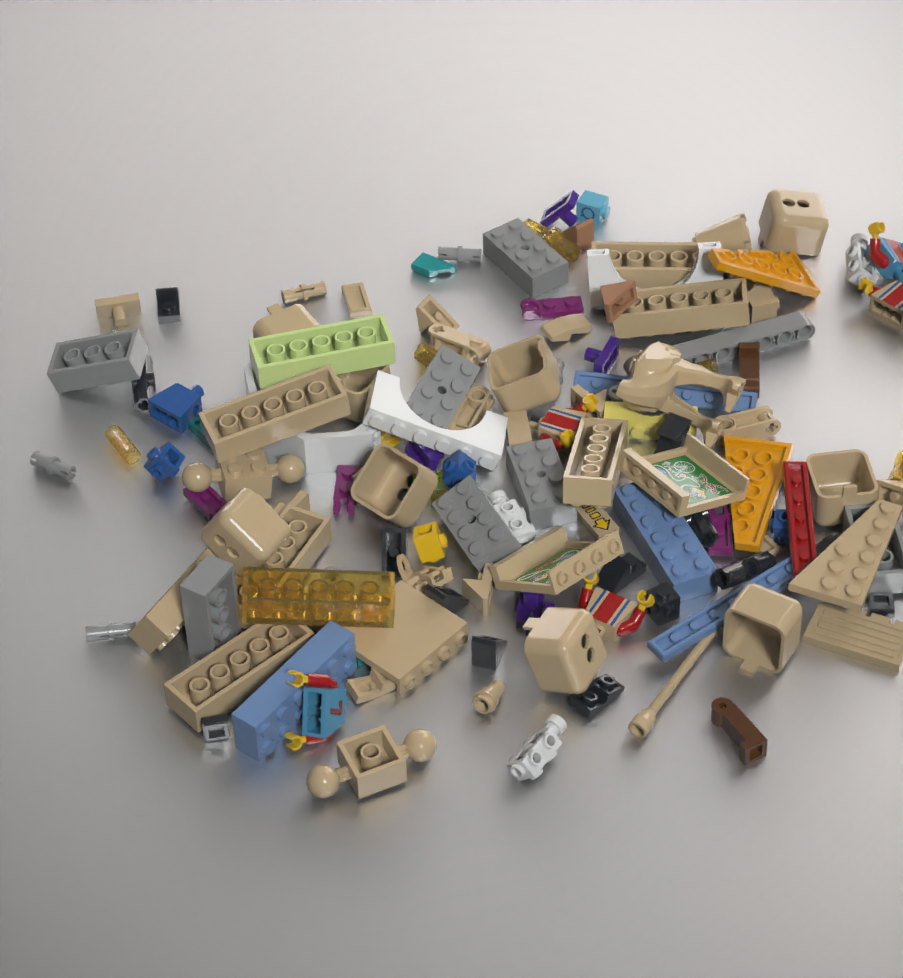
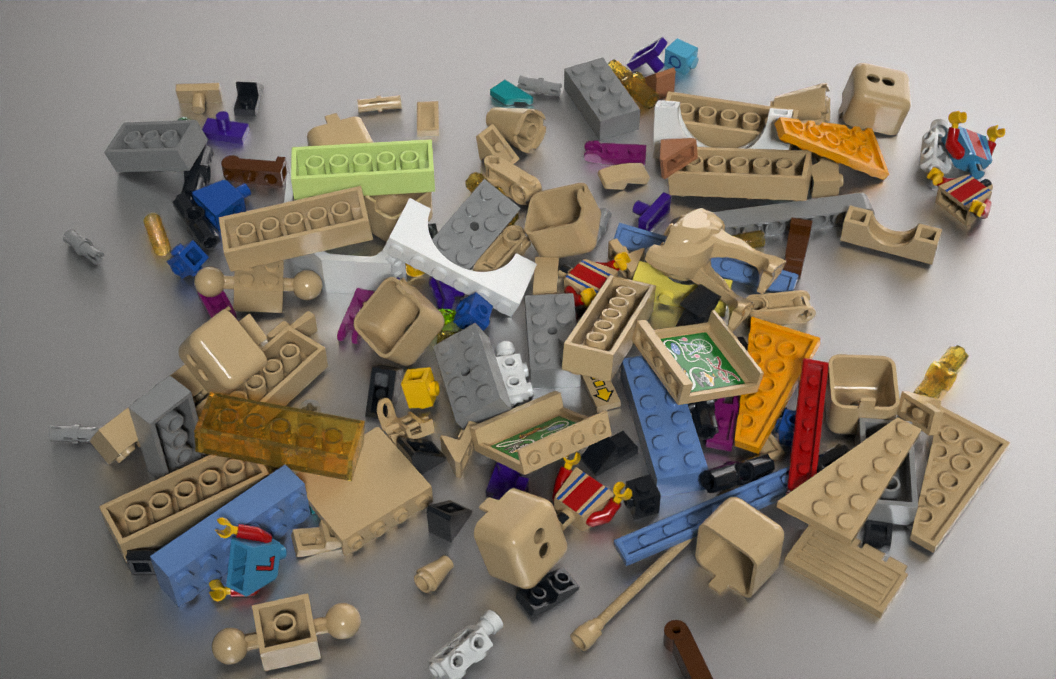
camera: 10 degrees right, 5 degrees up
(158, 425) = (196, 221): none -> black piece
(159, 338) = (225, 130): none -> dark purple tile
(200, 372) = (255, 171): none -> reddish brown leg
(453, 294) = (518, 126): none -> tan cone
(859, 351) = (864, 230): none -> tan arch

